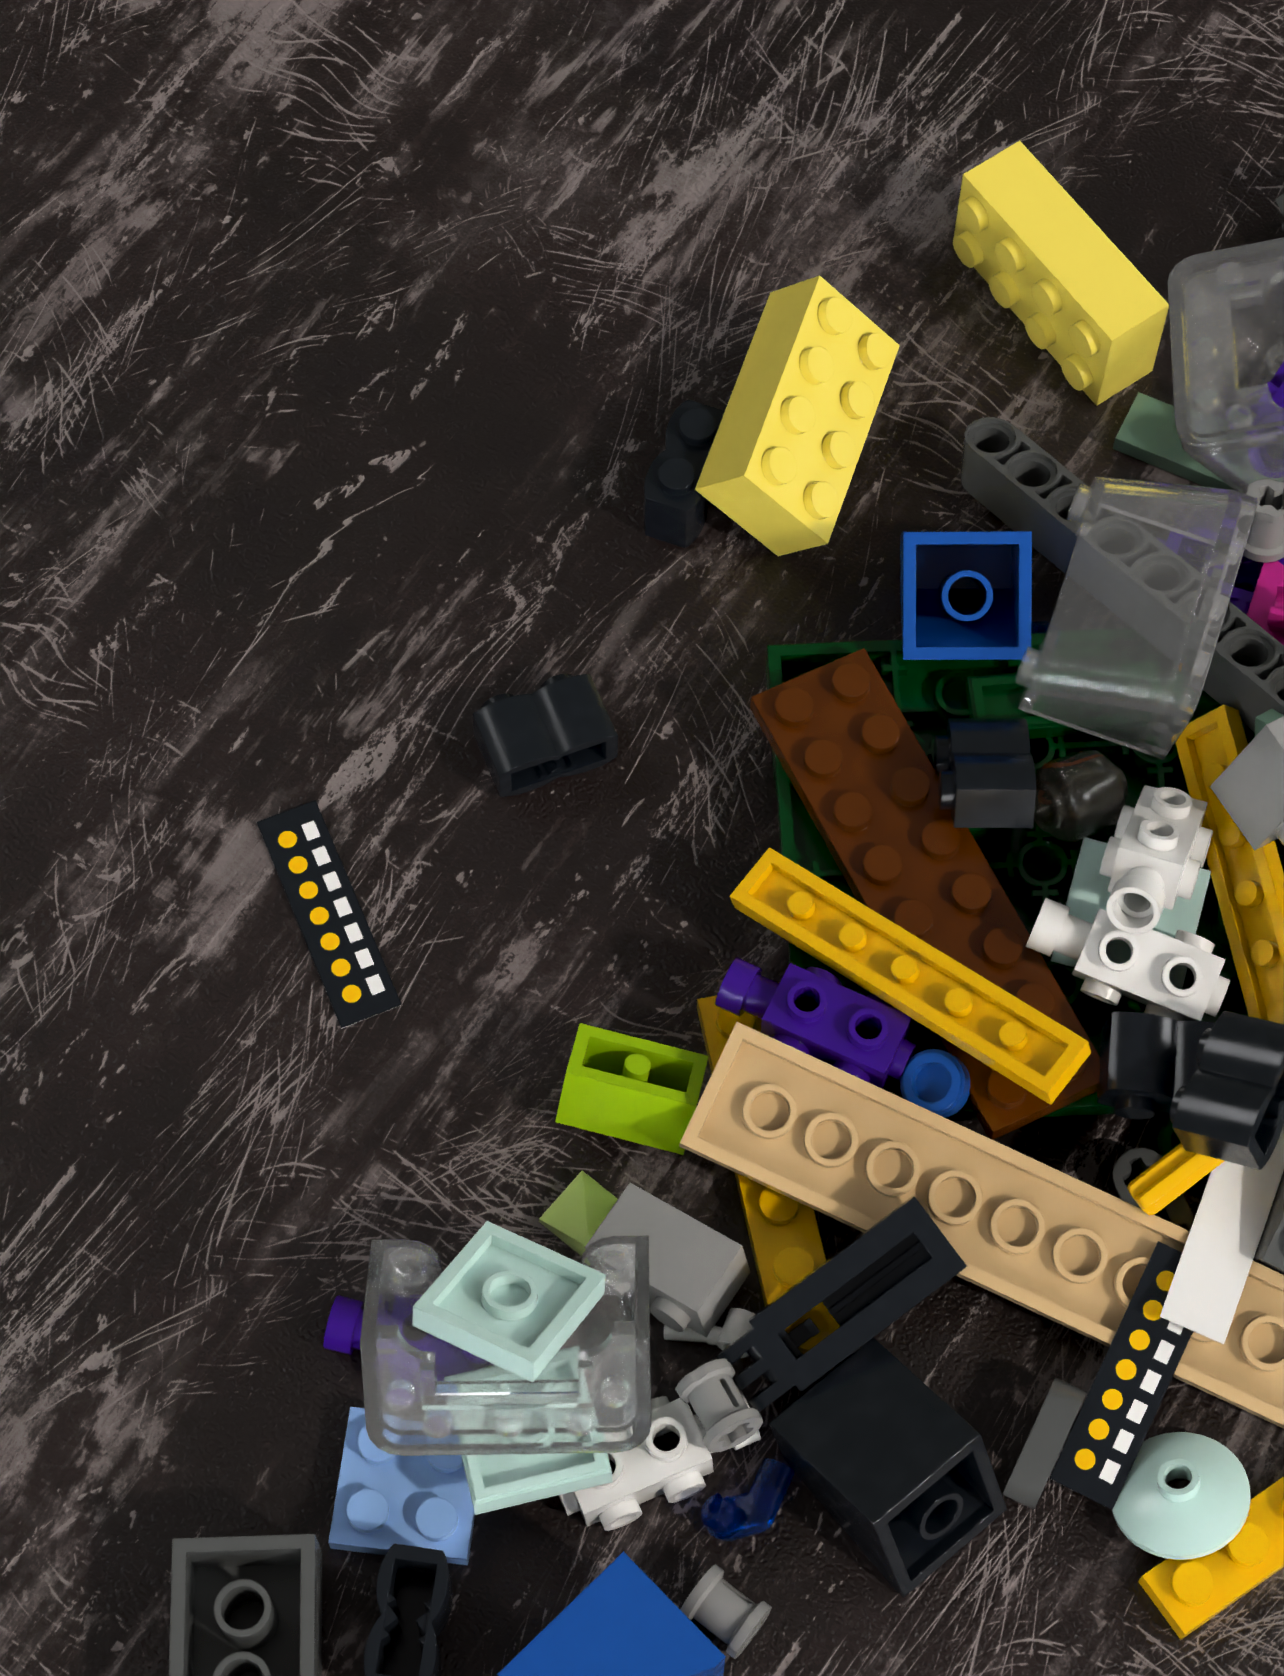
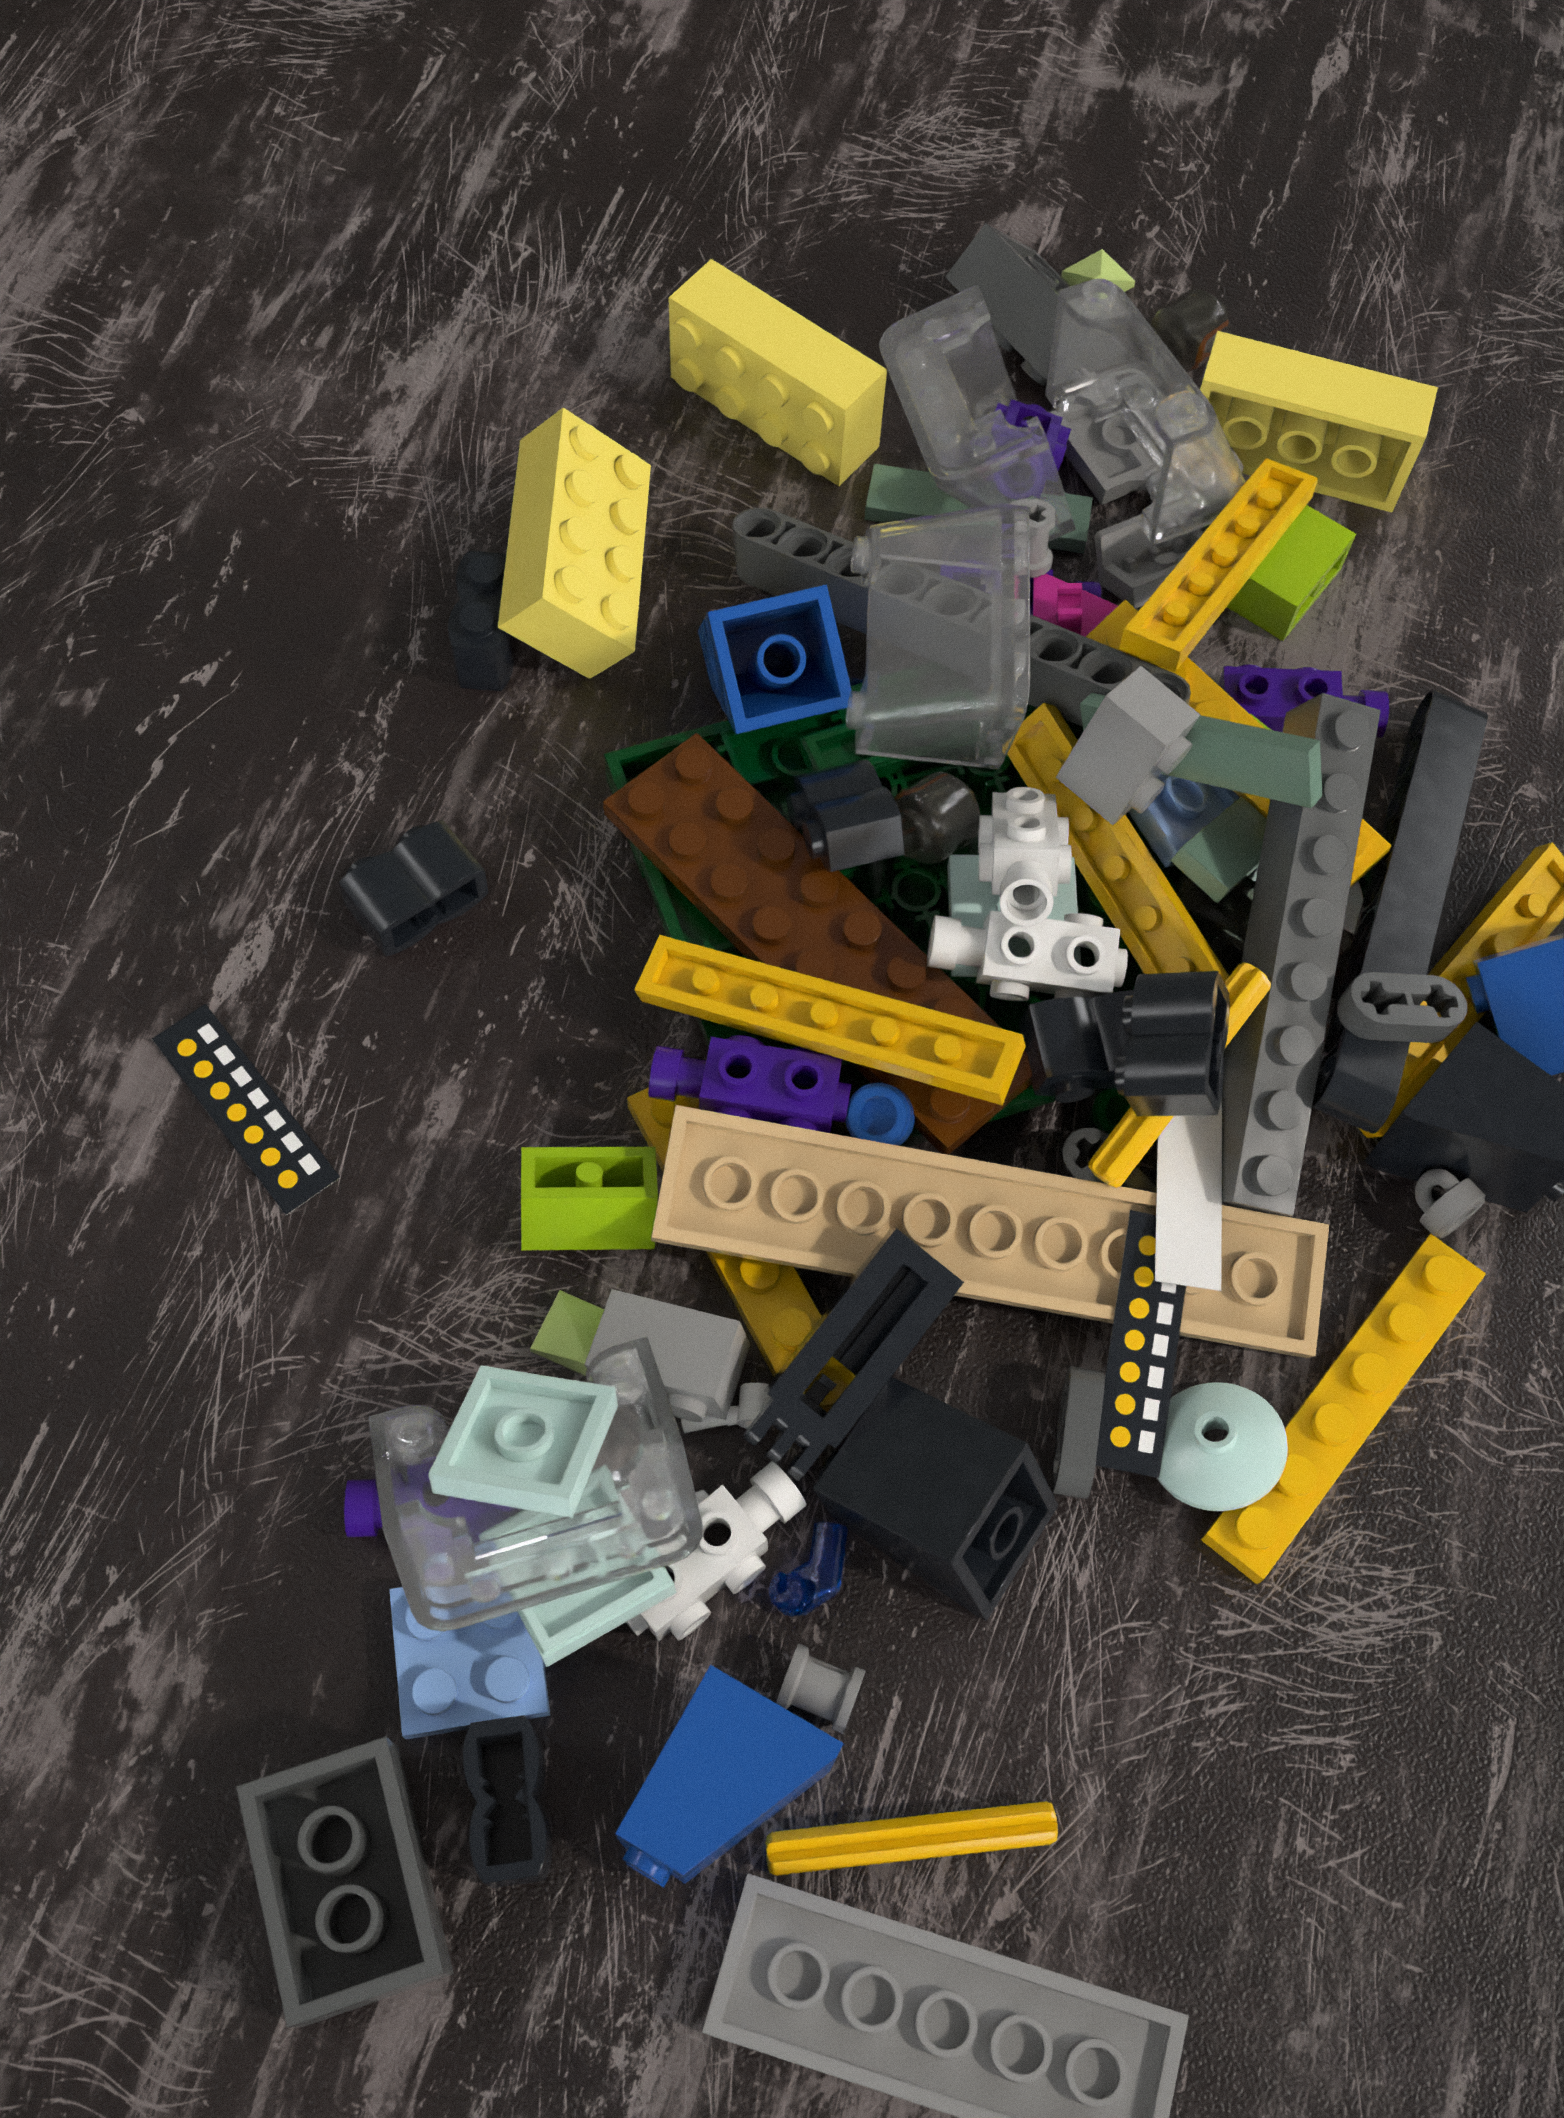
camera: 20 degrees left, 0 degrees up
(719, 1405) = (761, 1485): light grey bush -> none

